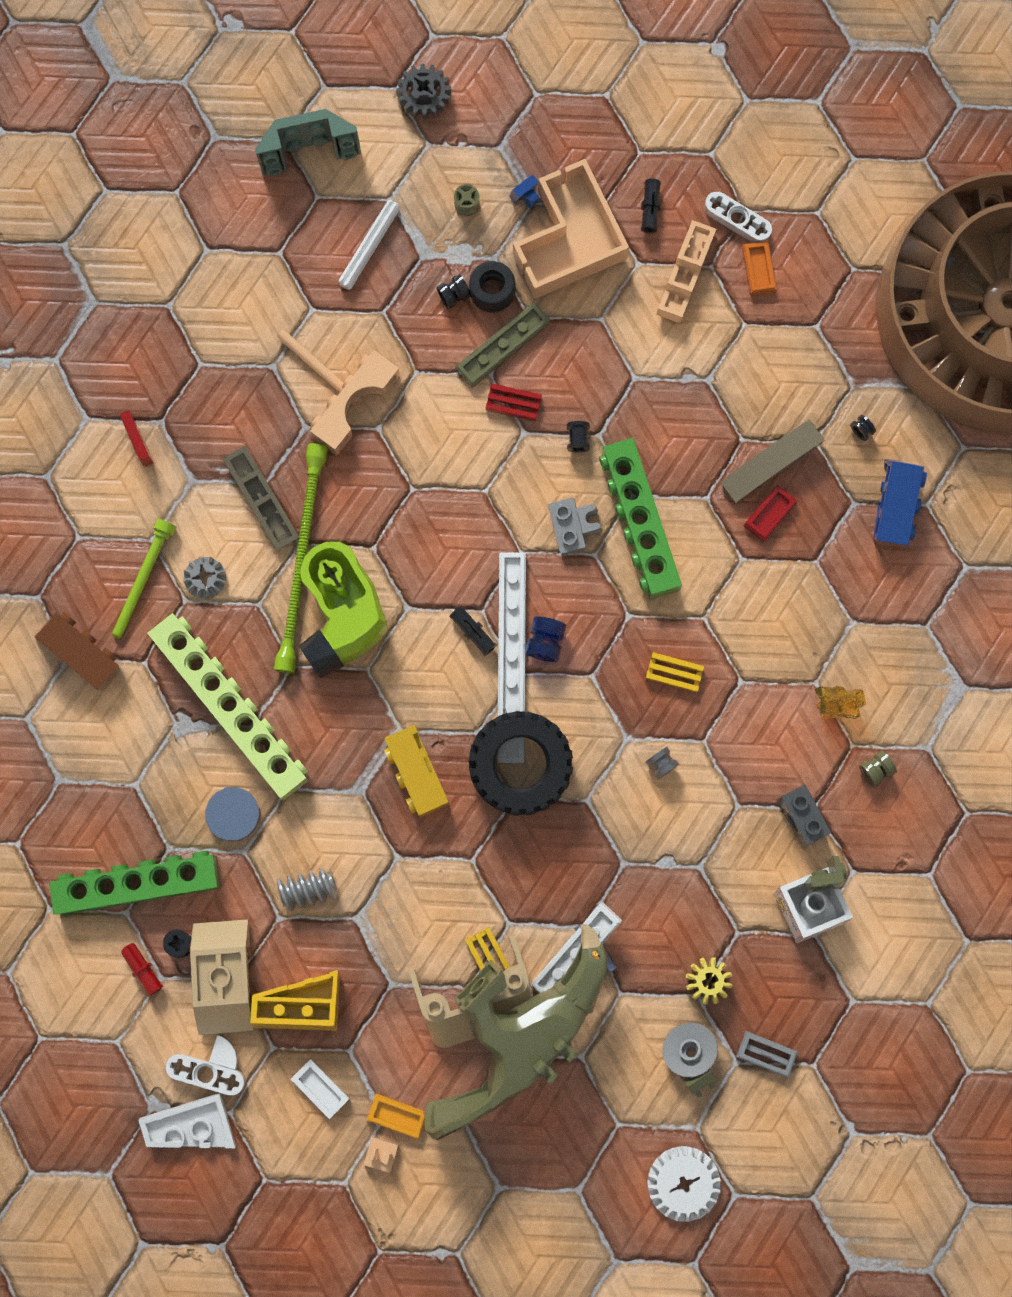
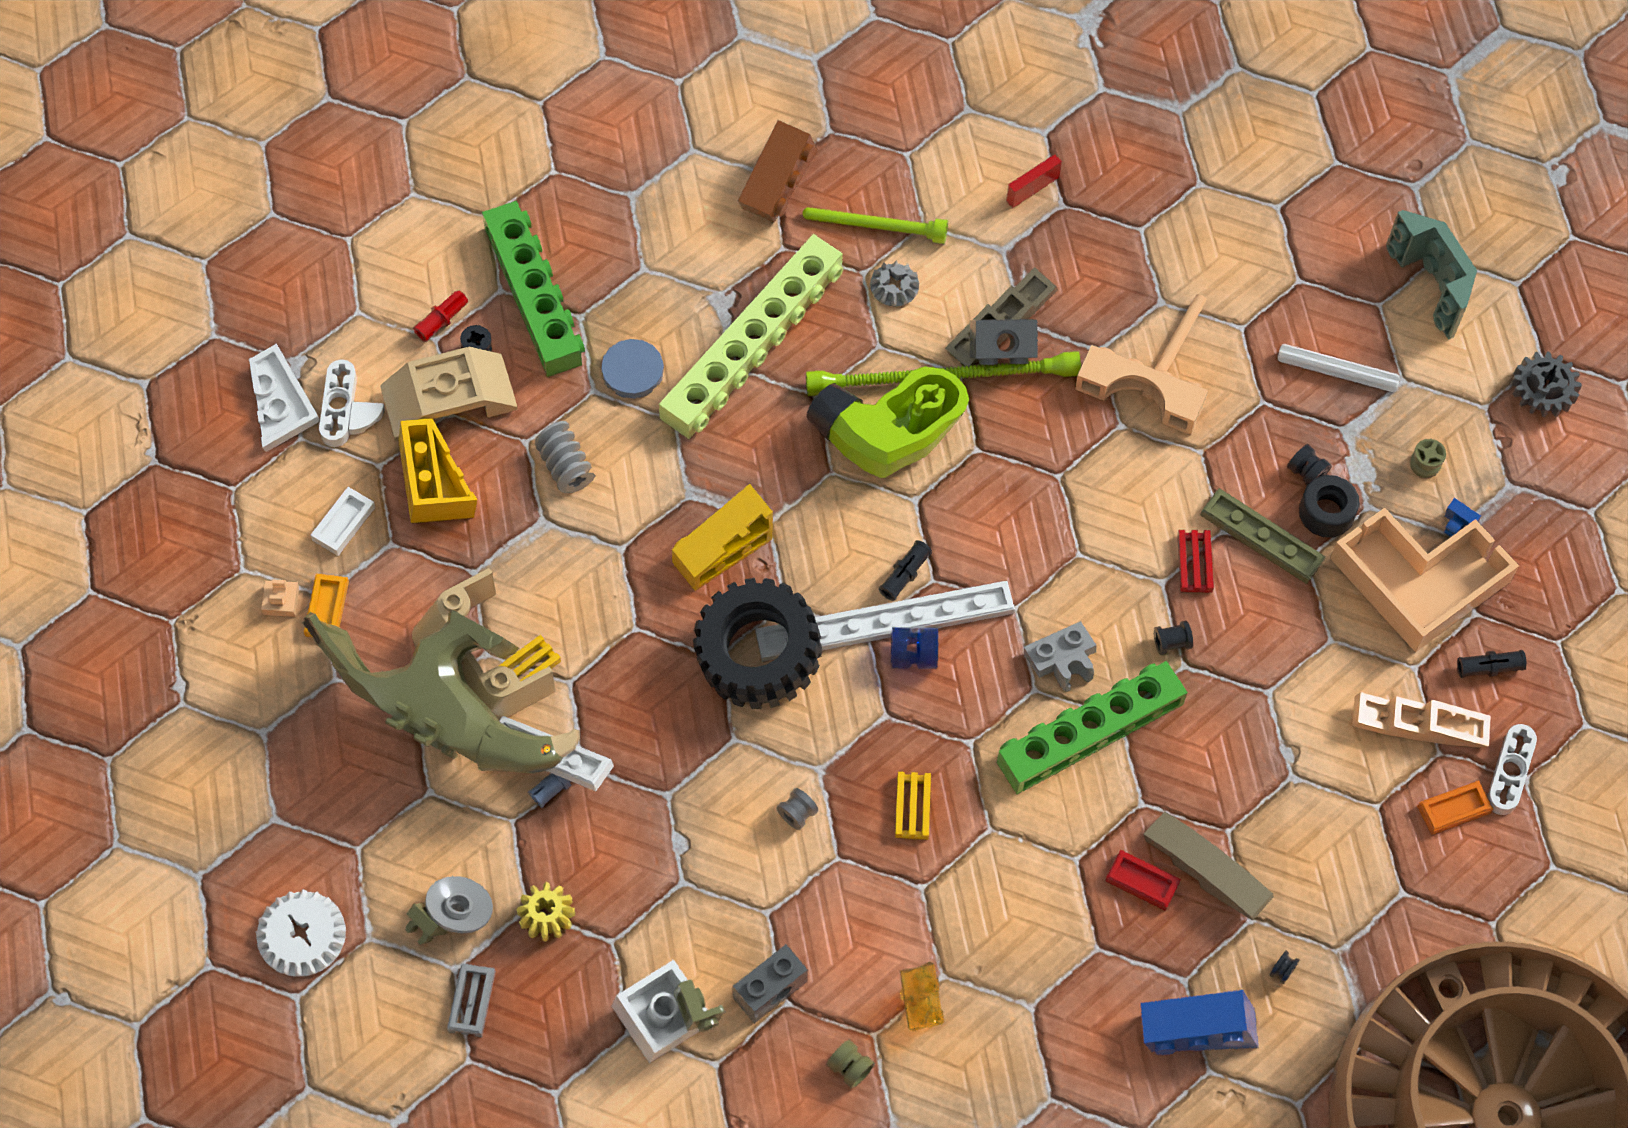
camera: 75 degrees right, 15 degrees down
(279, 510) = (1022, 340): none -> dark grey brick

